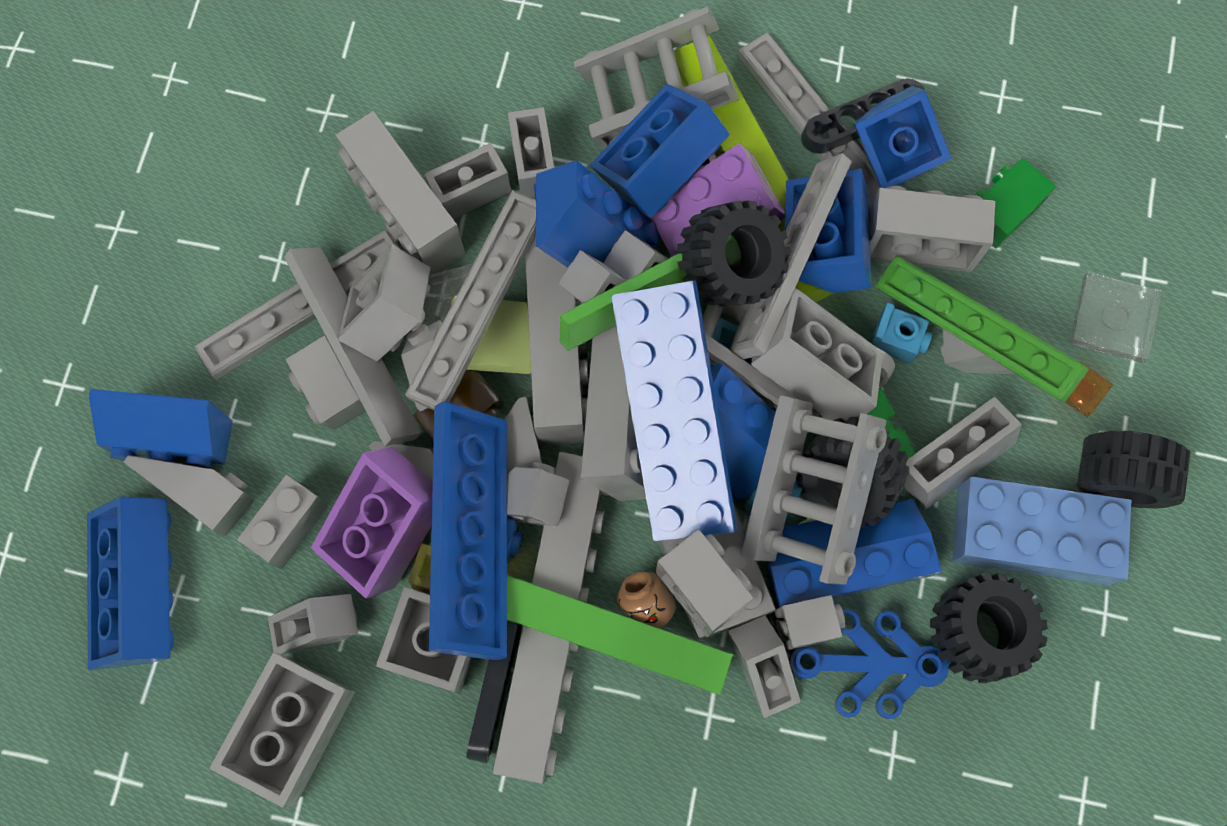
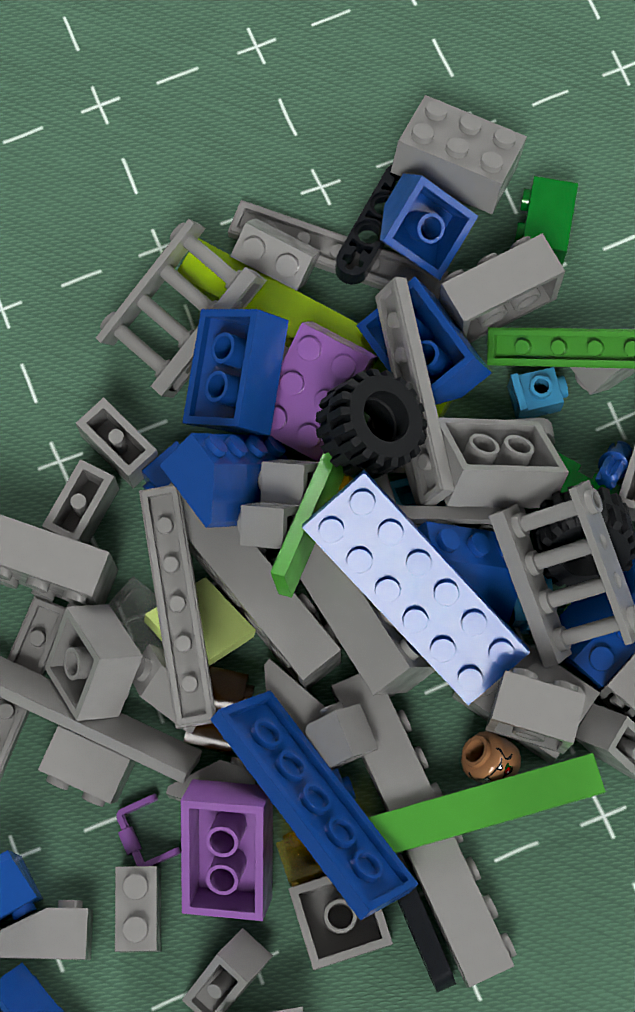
camera: 35 degrees left, 0 degrees up
(321, 462) = (130, 840): none -> medium lavender piece
(762, 86) = (275, 253): none -> light grey brick
(922, 432) = (613, 464): none -> blue axle
(972, 101) = (459, 153): none -> light grey brick

